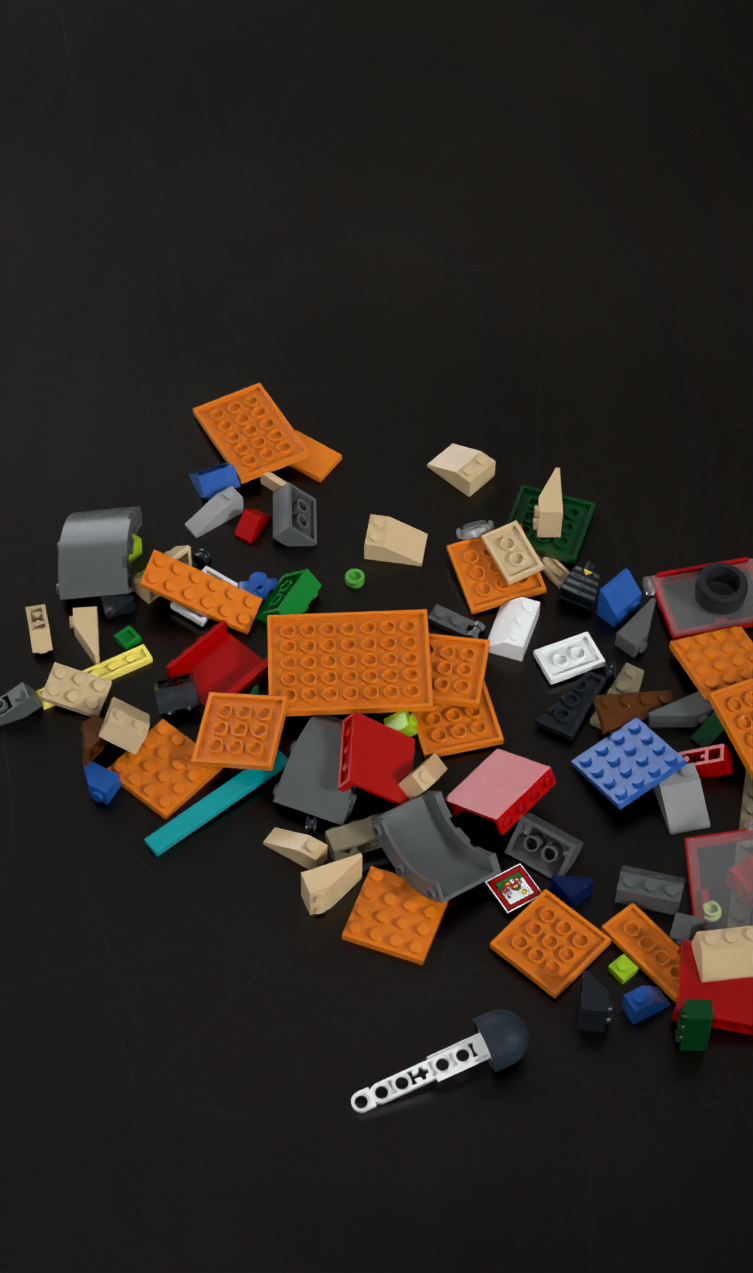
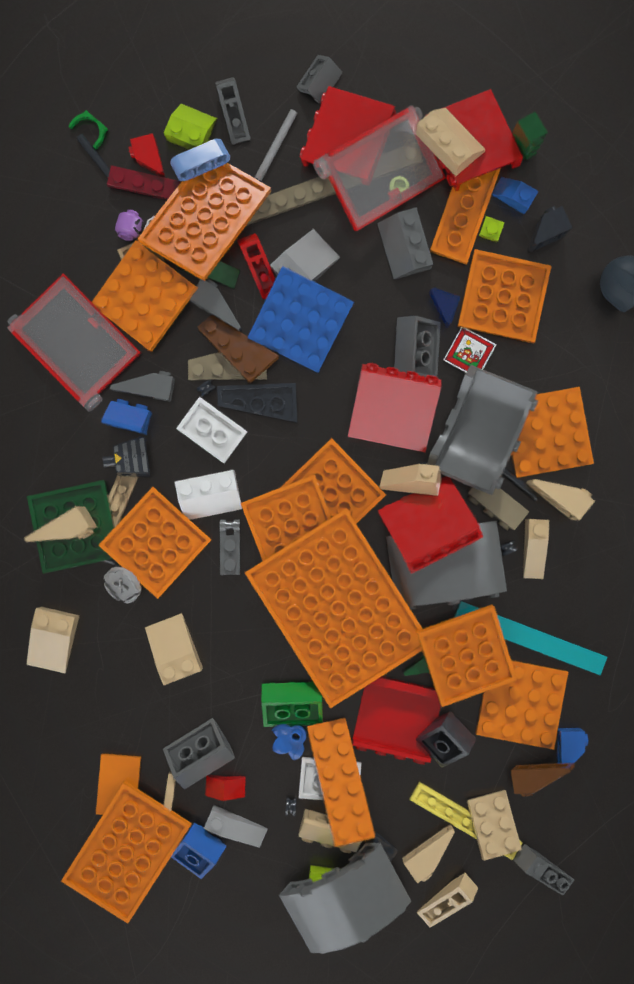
camera: 120 degrees left, 35 degrees up
(125, 726) = (509, 758): tan slope -> none
(127, 638) = (410, 818): green tile -> none
(354, 578) = (231, 662): bright green tile -> none
(402, 722) = (371, 529): lime brick -> none
(512, 552) = (136, 534): tan plate -> none
(685, 927) = (434, 192): dark grey brick -> none
(721, 603) = (52, 319): black tyre -> none

